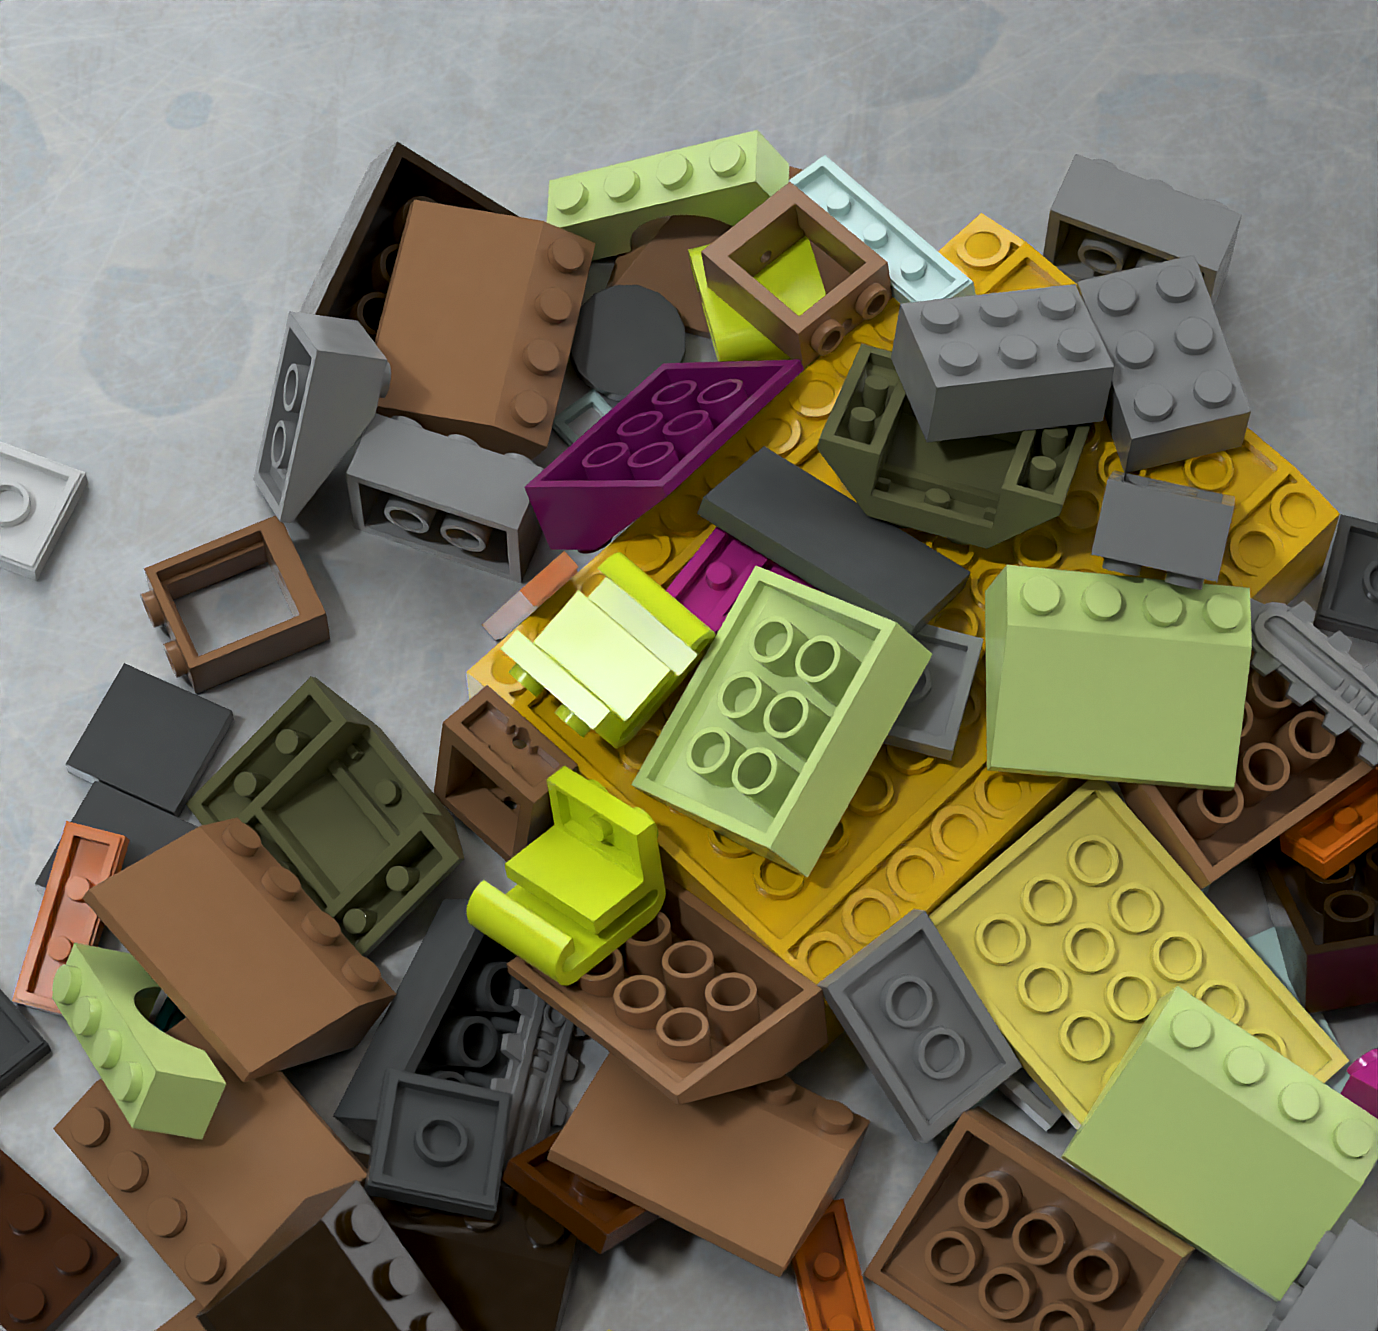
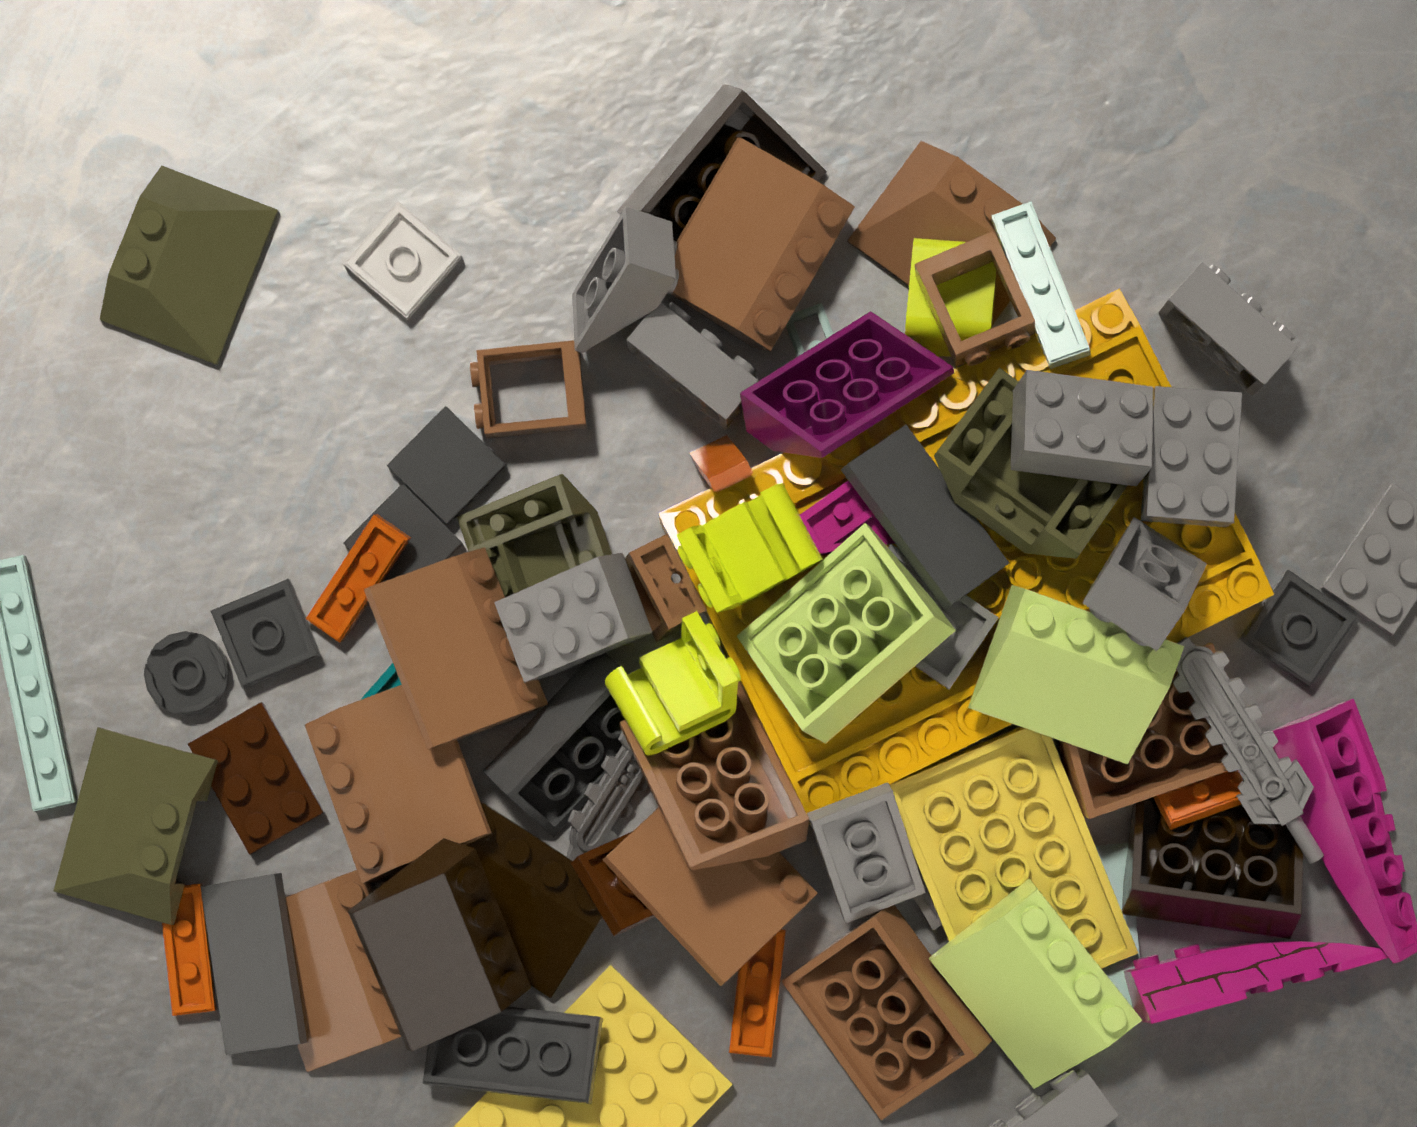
camera: 20 degrees right, 20 degrees up
(151, 1075) = (373, 732): yellowish green arch -> none
(392, 847) = (573, 617): none -> light grey brick
(438, 1144) = (538, 825): dark grey tile -> none
(625, 338) = (855, 279): dark grey tile -> none
(709, 180) = (944, 199): yellowish green arch -> none

